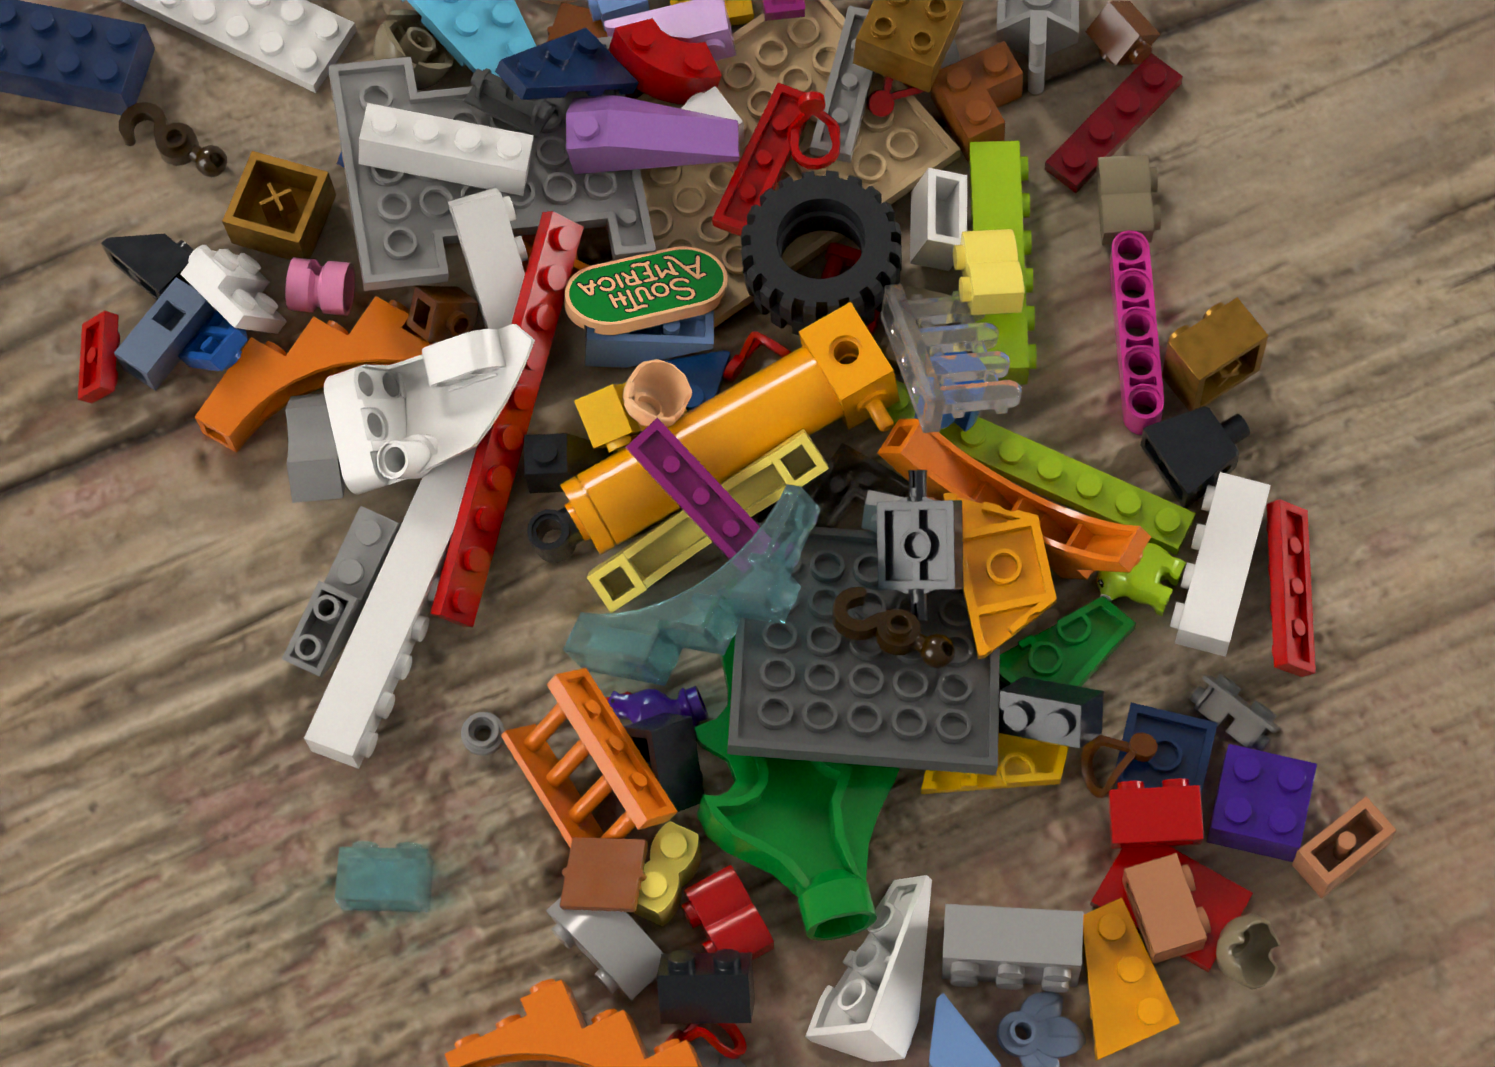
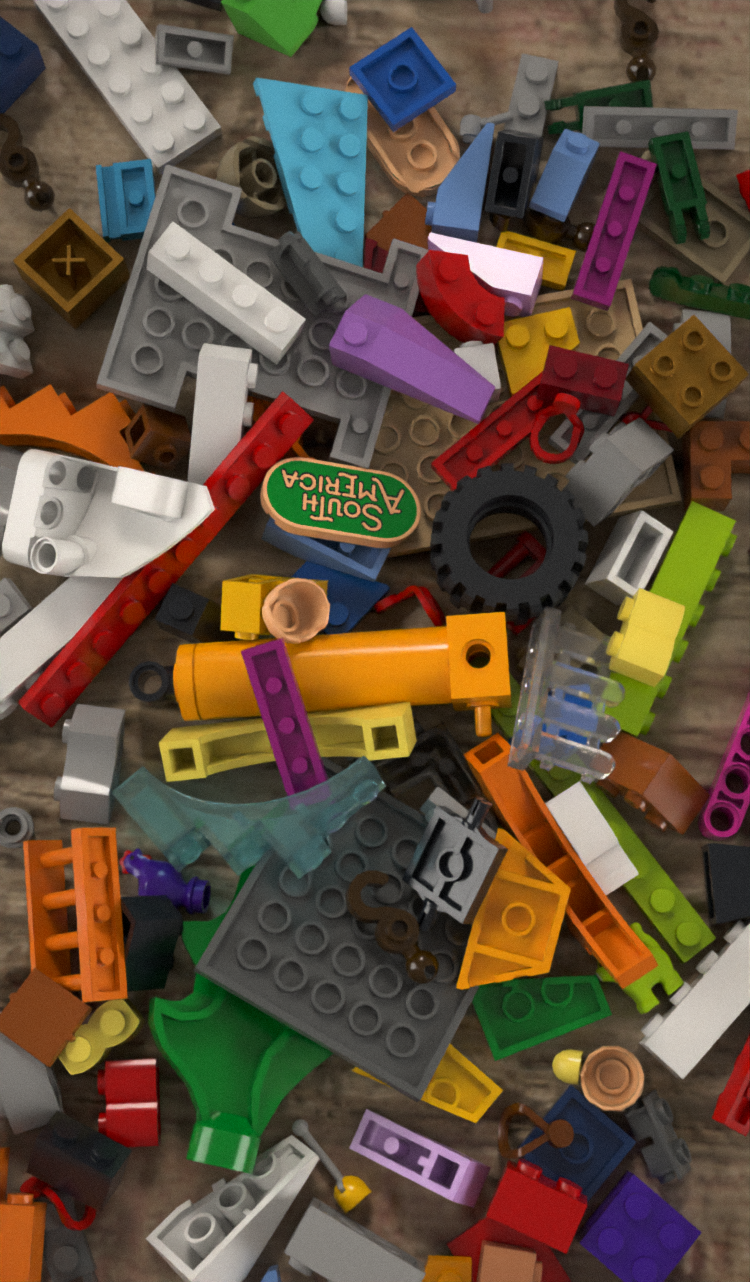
camera: 20 degrees right, 10 degrees up
(299, 125) = (125, 198): none -> dark azure plate
(320, 286) = (67, 354): bright pink wheel -> none
(529, 635) = (91, 763): none -> light grey brick
(564, 66) = (368, 263): dark blue wing -> none
(753, 74) = (527, 344): none -> yellow wing
(822, 70) = (589, 378): none -> dark red brick
(885, 140) = (615, 468): none -> light grey brick
(973, 894) = (348, 1189): none -> hinge
(1027, 835) = (420, 1158): none -> lavender slope
(1034, 470) = (591, 838): none -> white piece
(1051, 712) = (494, 1068): black brick -> none
(1064, 398) = (653, 784): none -> dark orange brick
(1119, 690) = (568, 1066): none -> light yellow hinge
(1165, 678) = (612, 1078): none -> light nougat hair

